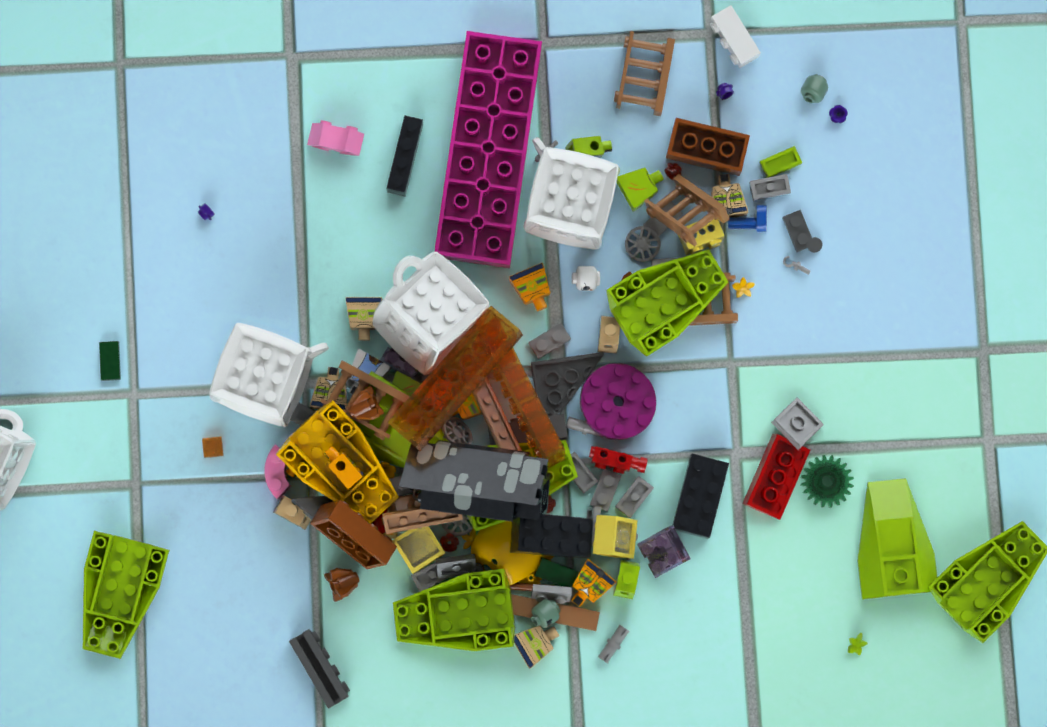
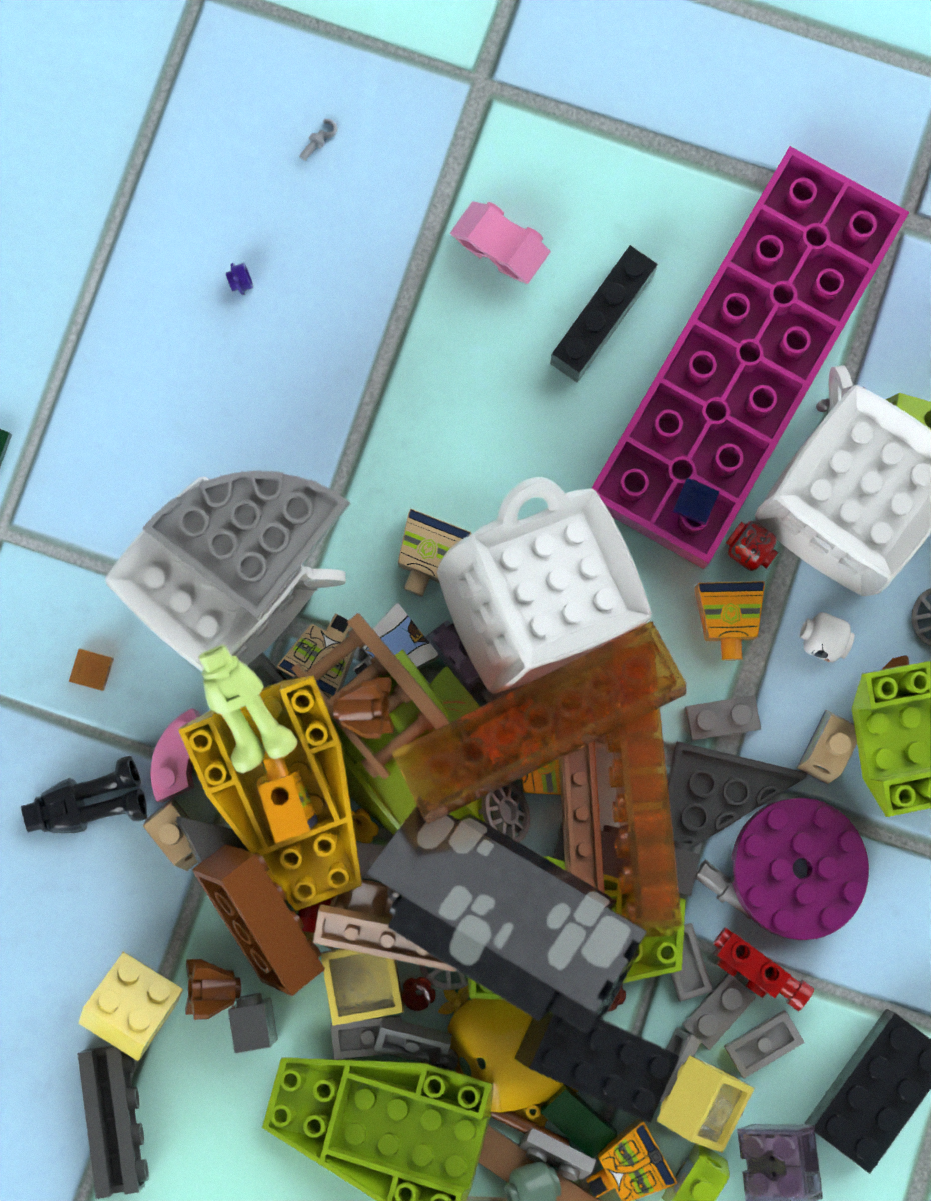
camera: 30 degrees right, 0 degrees up
(216, 122) = (317, 139): none -> light grey hand
(227, 522) = (63, 805): none -> black piece
(272, 340) = (248, 531): none -> light grey plate
(295, 420) = (232, 686): none -> yellowish green piece
(305, 606) = (130, 1006): none -> light yellow piece
(371, 589) = (252, 1023): none -> dark grey brick
(490, 235) = (695, 501): none -> clear blue plate
(529, 246) = (752, 545): none -> red head

